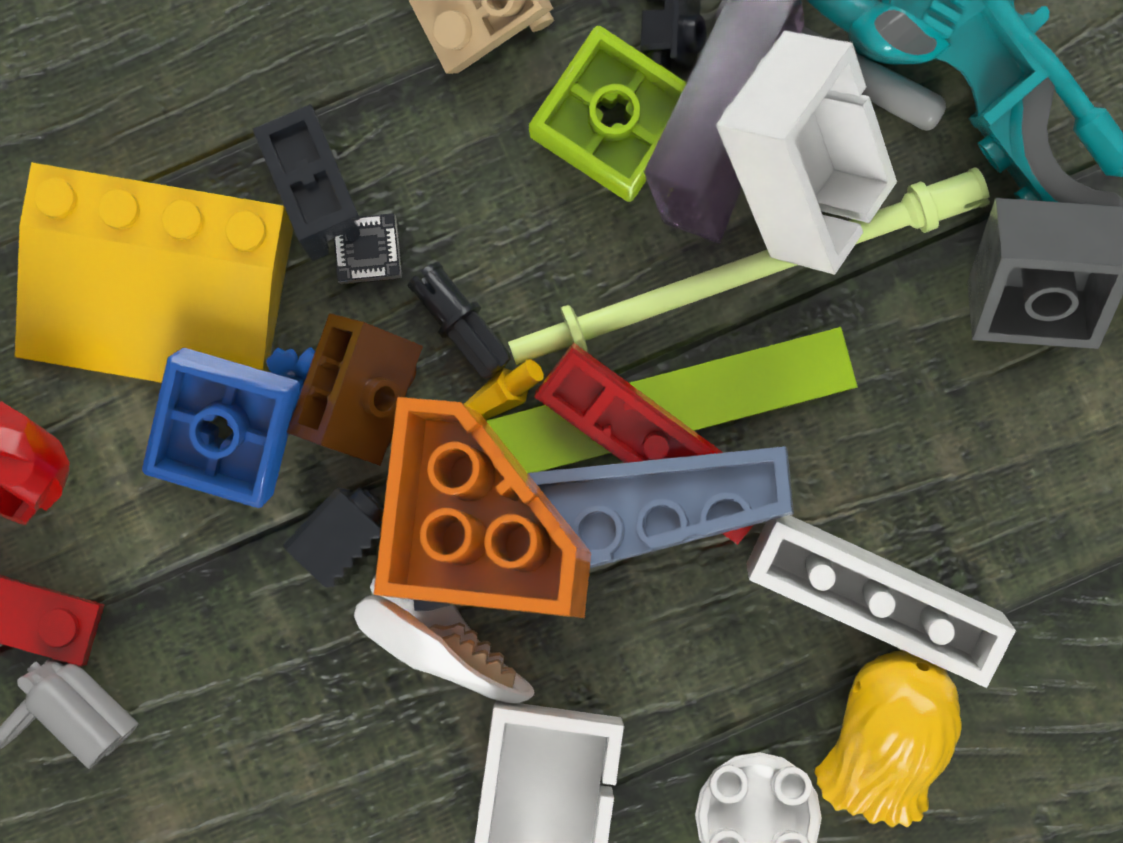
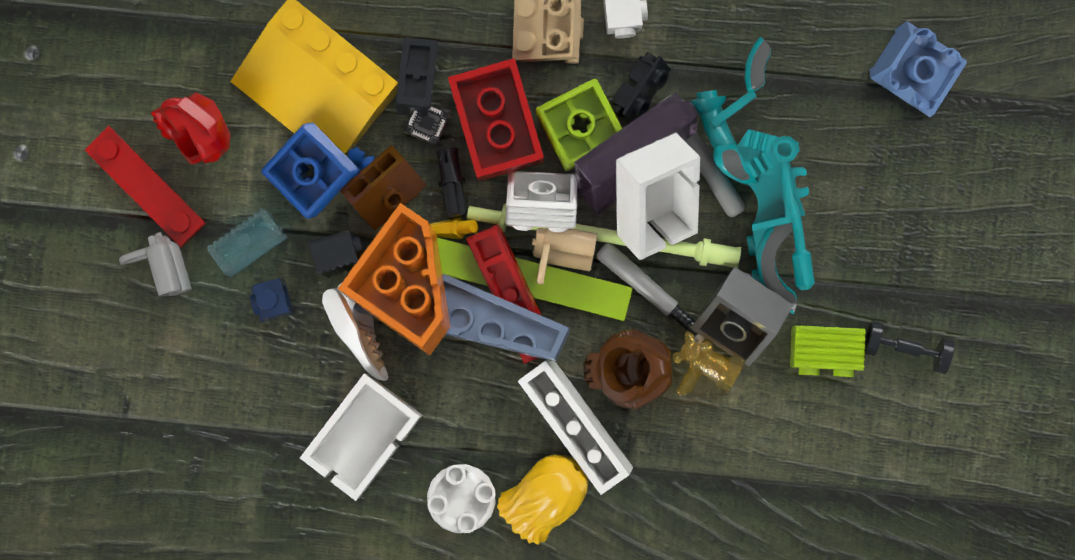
camera: 30 degrees right, 0 degrees up
(183, 601) = (247, 242): none -> clear light blue brick
(275, 669) = (271, 299): none -> dark blue brick
(475, 178) = (496, 119): none -> red brick
(622, 268) = (541, 201): none -> white brick
(699, 325) = (564, 249): none -> tan piece
(852, 312) = (643, 284): none -> light grey piece
(914, 457) = (630, 369): none -> reddish brown helmet
(1069, 378) = (706, 362): none -> clear yellow piece

